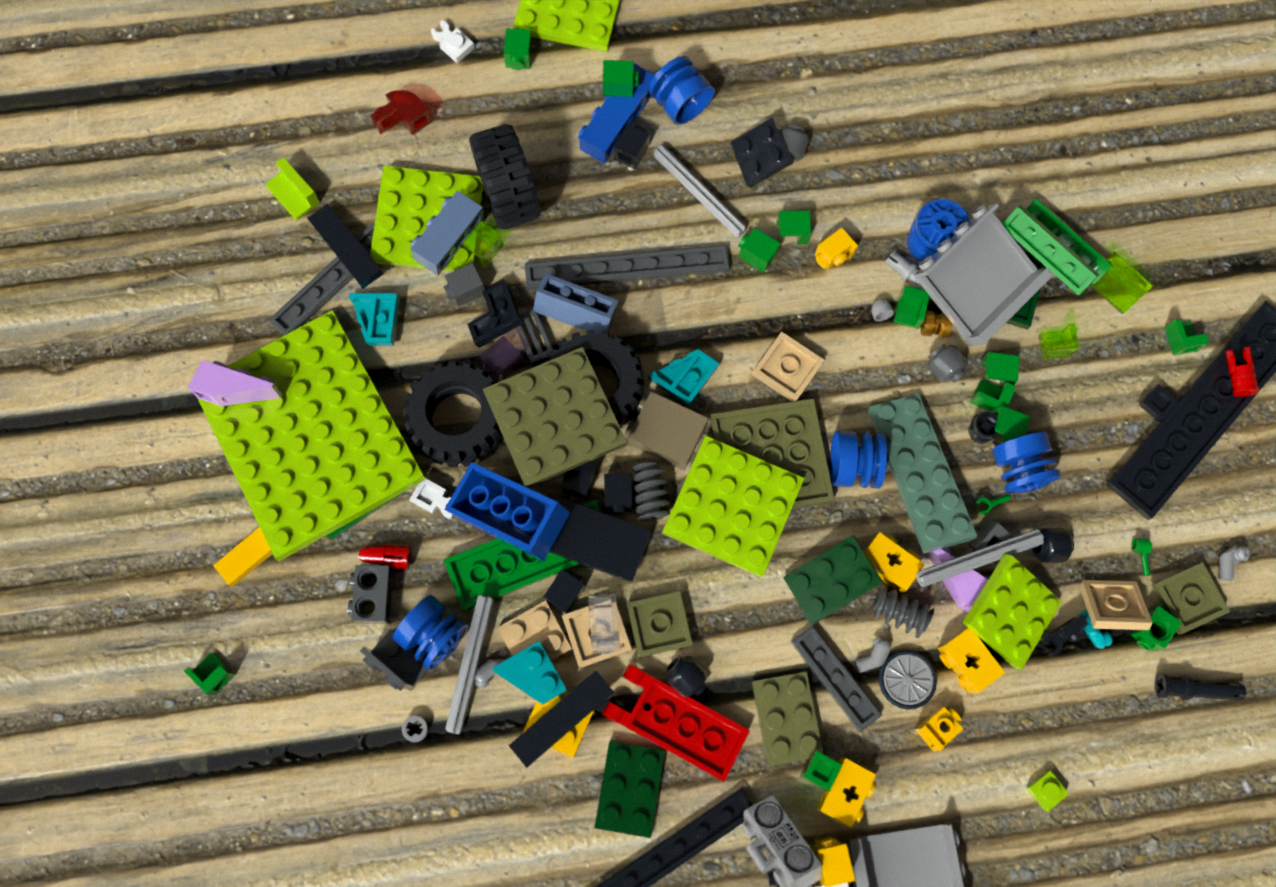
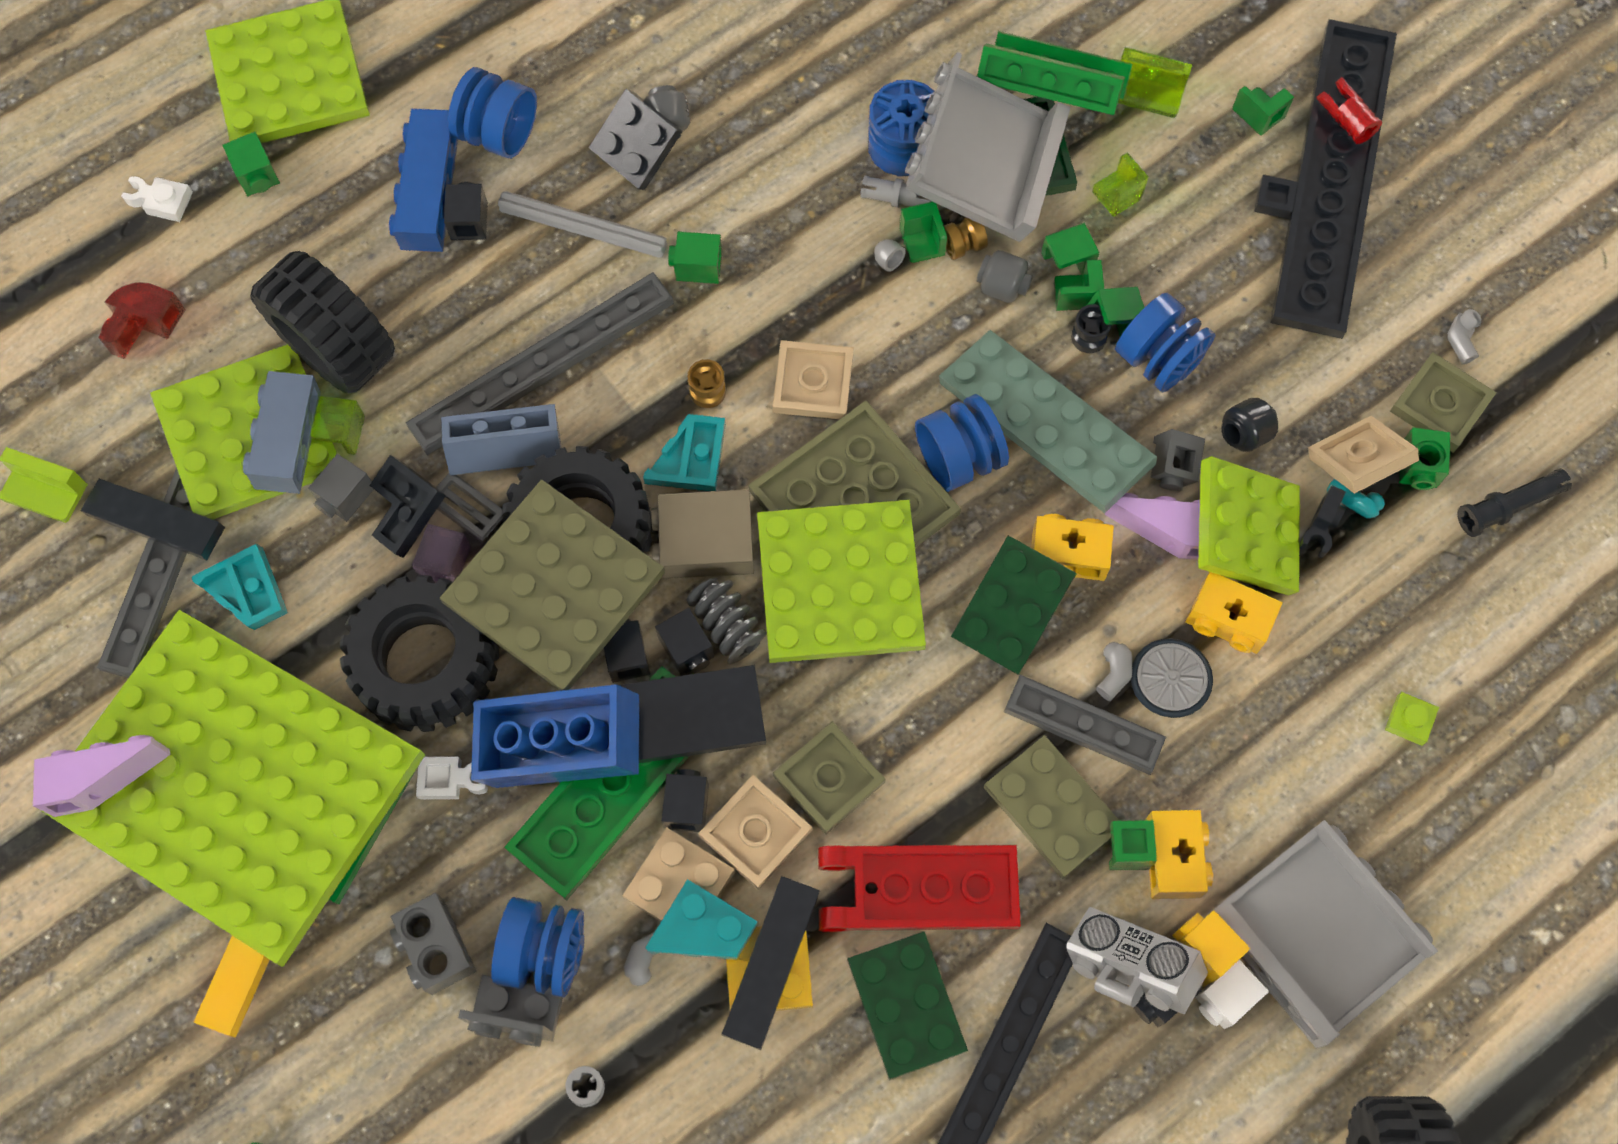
camera: 25 degrees left, 5 degrees down
(380, 556) = (415, 887): red hinge -> none
(469, 664) = (612, 962): light grey axle -> none
(604, 624) = (759, 810): clear brick -> none
(619, 78) = (405, 133): green brick -> none
(686, 676) = (899, 822): black head -> none
(722, 330) = (706, 375): none -> pearl gold wheel
(795, 224) = (724, 204): green panel -> none
(835, 249) = (792, 210): yellow brick -> none
(901, 611) = (1118, 597): dark grey piece -> none
(930, 728) = (1238, 725): yellow brick -> none
(979, 558) = (1173, 482): light grey axle -> none
(992, 503) = (1150, 414): green hand -> none
(1144, 547) = (1357, 371): green hand -> none

